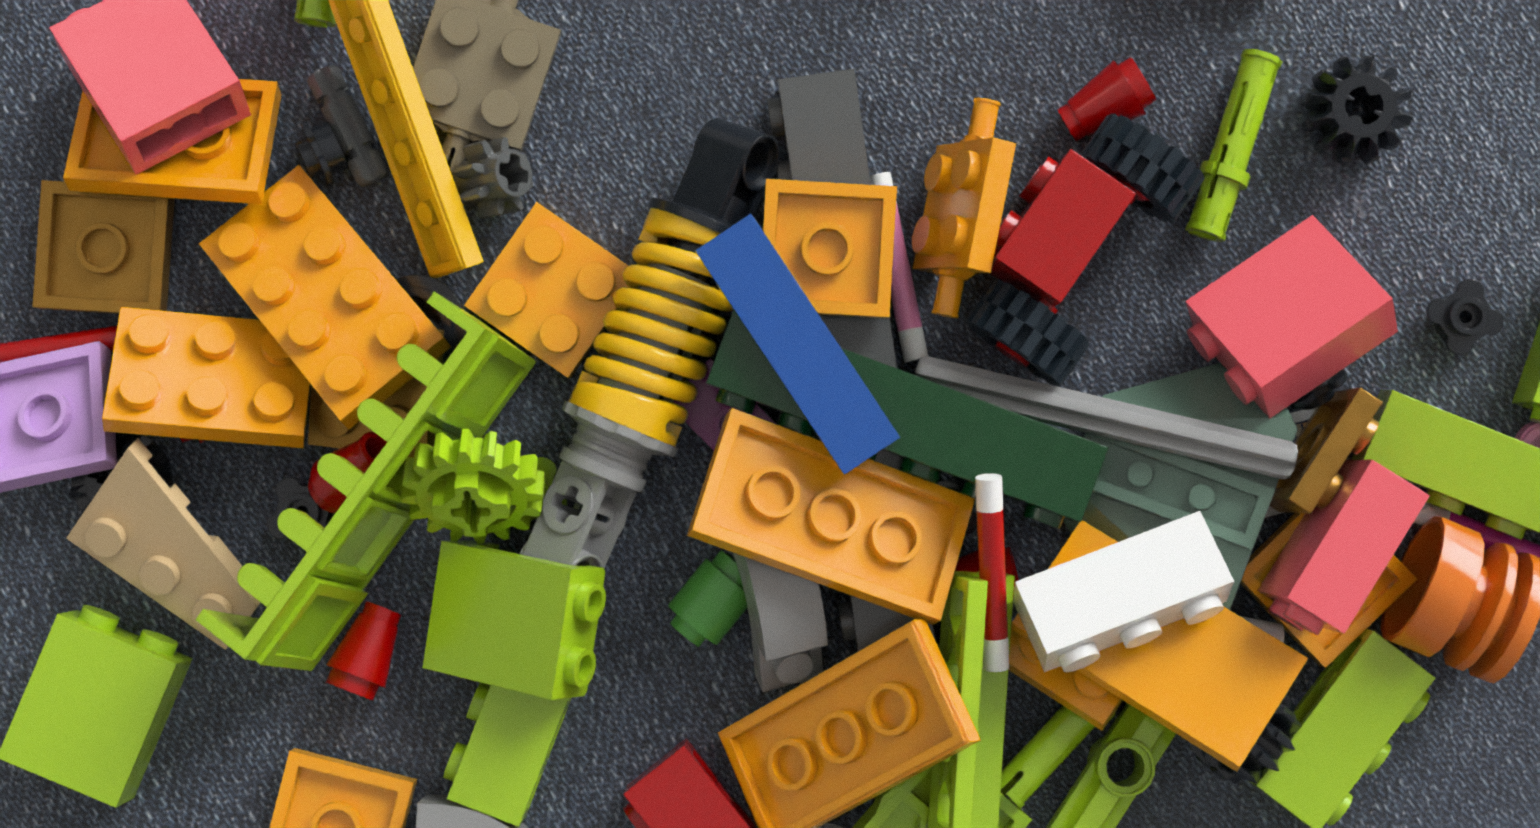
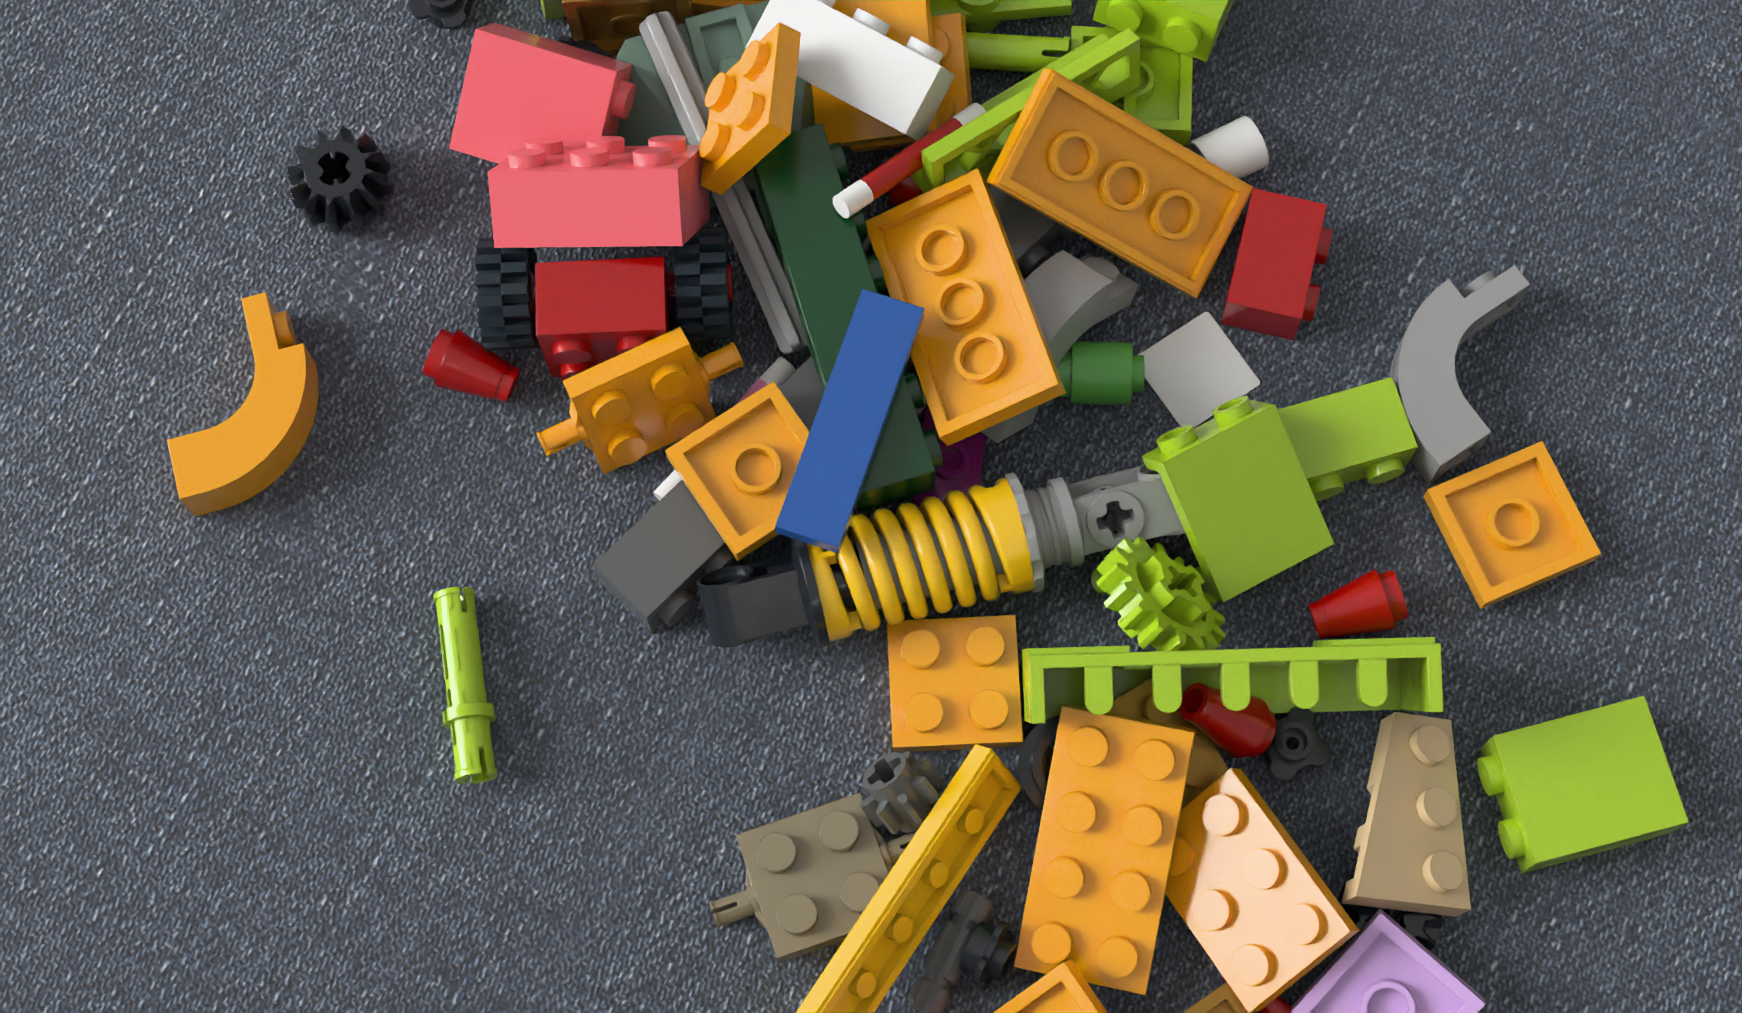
camera: 125 degrees left, 15 degrees down
(660, 686) = (1197, 370): none -> white sticker
(1135, 468) = (750, 108): none -> light orange plate
(1159, 293) = (598, 194): none -> coral brick
(1229, 158) = (416, 256): lime pin -> none

